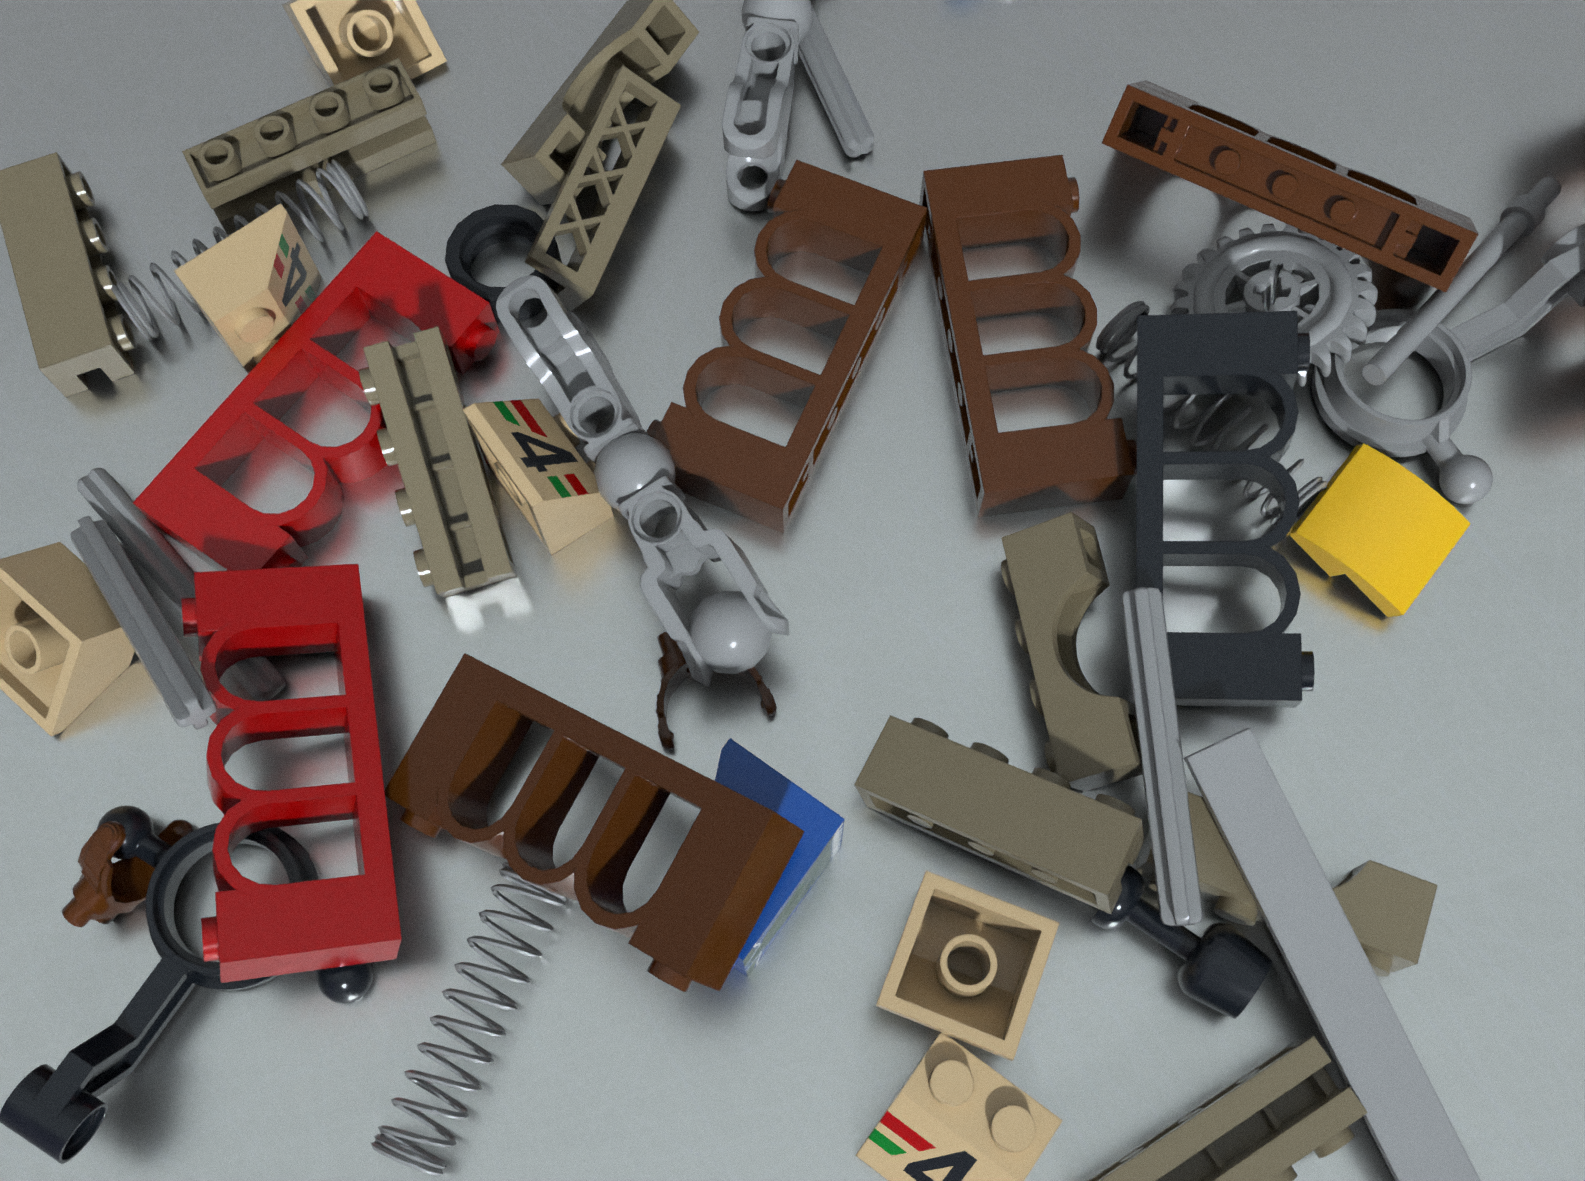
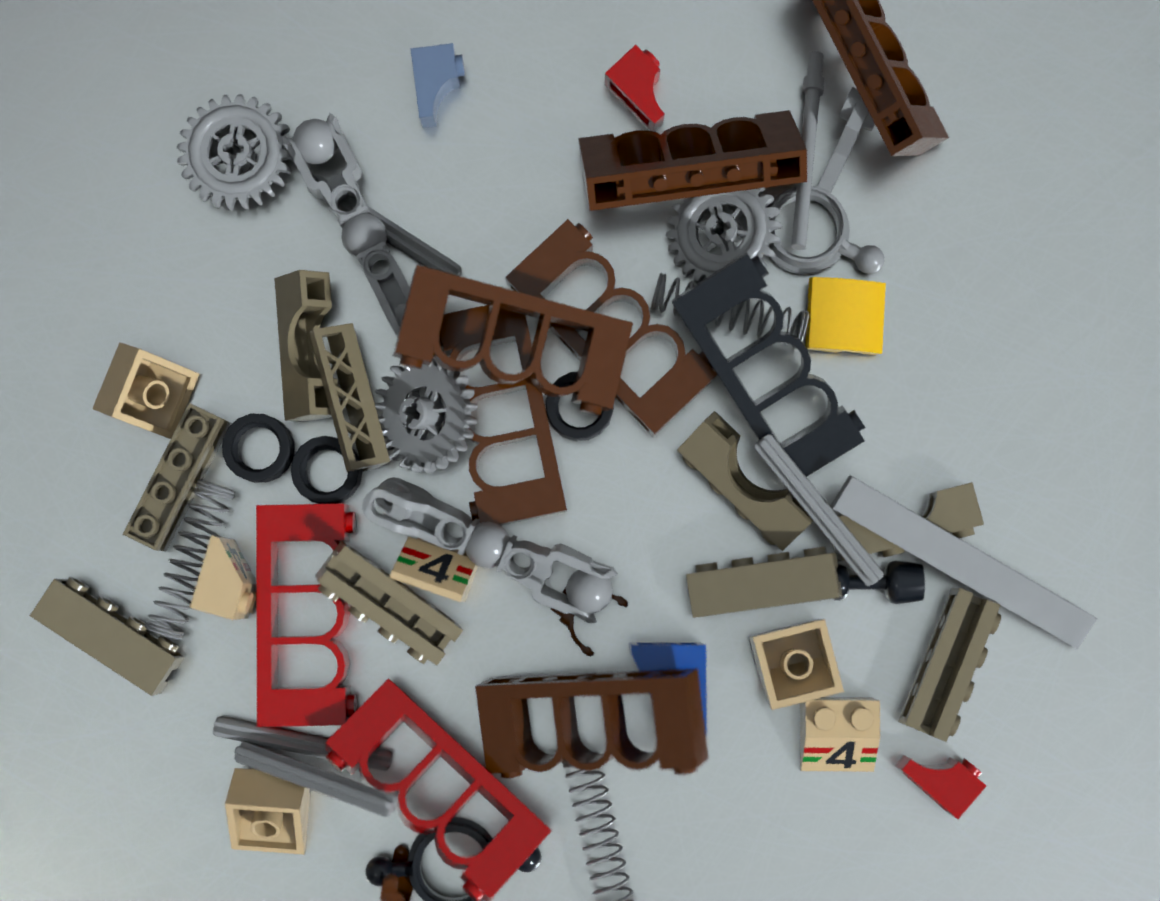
camera: 35 degrees left, 15 degrees up
(424, 149) = (233, 436): none -> black tyre
(675, 262) = (407, 410): none -> light grey gear
(789, 101) = (602, 353): none -> reddish brown fence
(907, 360) = (568, 431): none -> black tyre
(1269, 65) = (632, 83): none -> red arch

